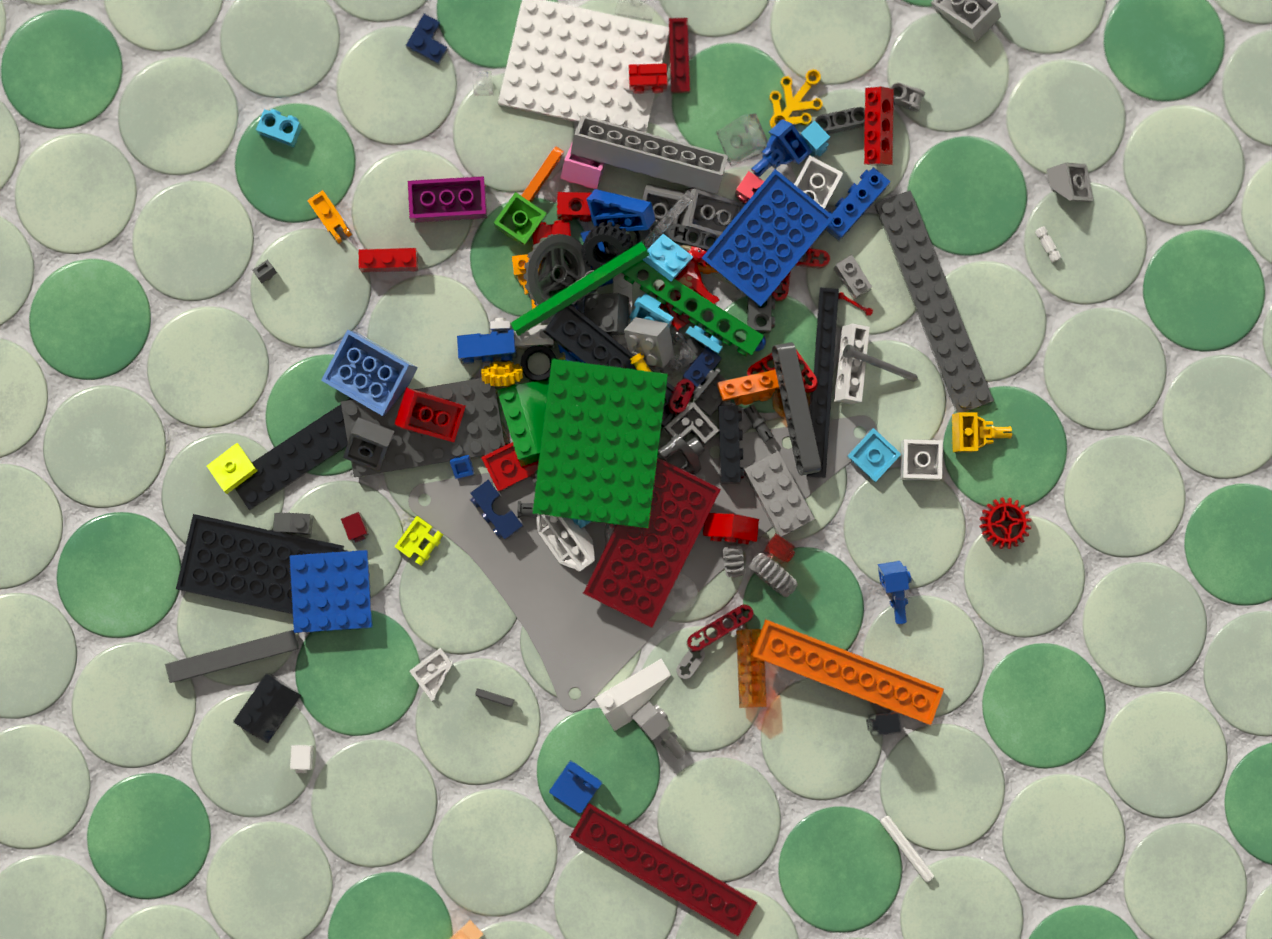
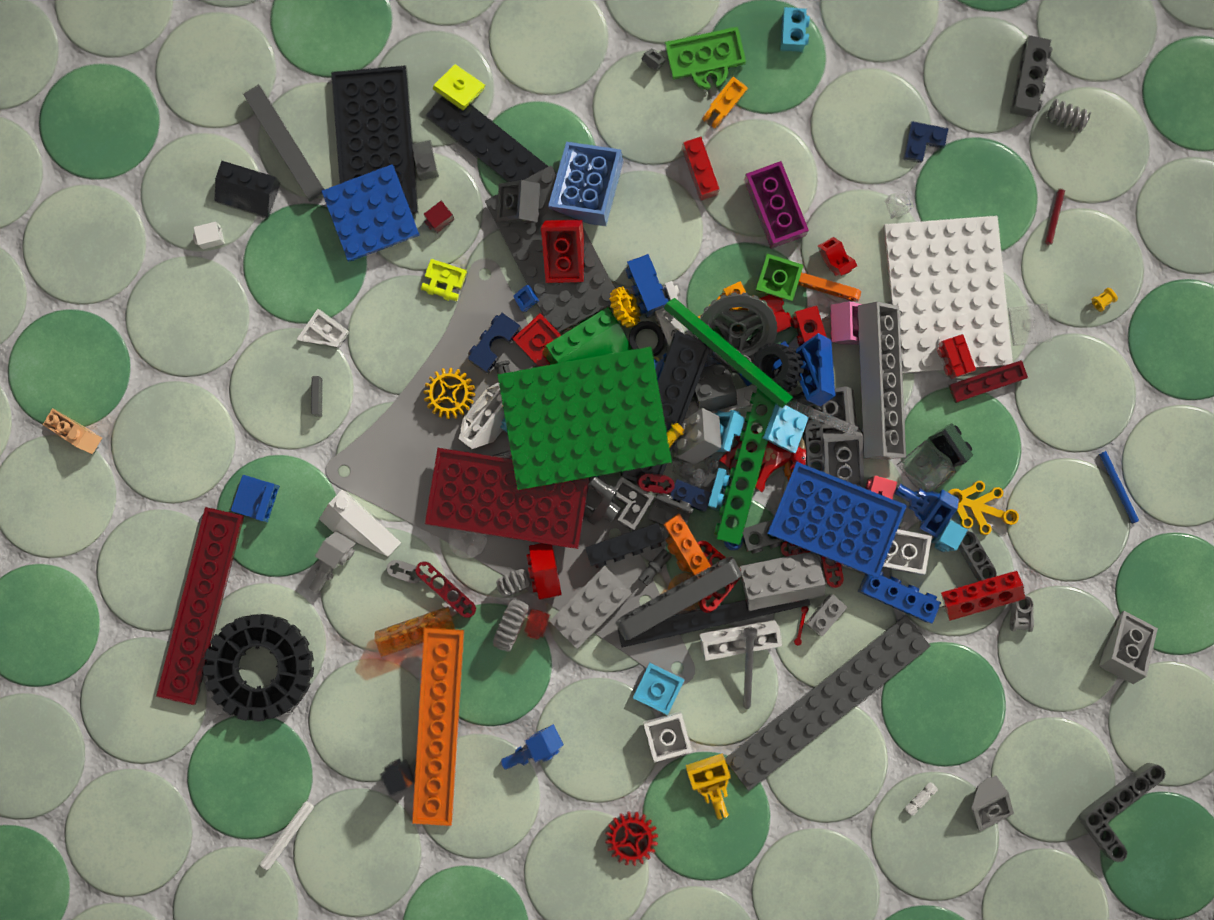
camera: 75 degrees right, 0 degrees up
(278, 220) = (706, 56): none -> bright green plate
(516, 159) = (836, 257): none -> red brick
(527, 551) = (441, 398): none -> yellow gear
(729, 109) = (952, 445): none -> black slope
(735, 864) = (292, 675): none -> black tyre
(808, 306) = (782, 580): none -> light grey brick
(1107, 69) = (1116, 806): none -> dark grey beam

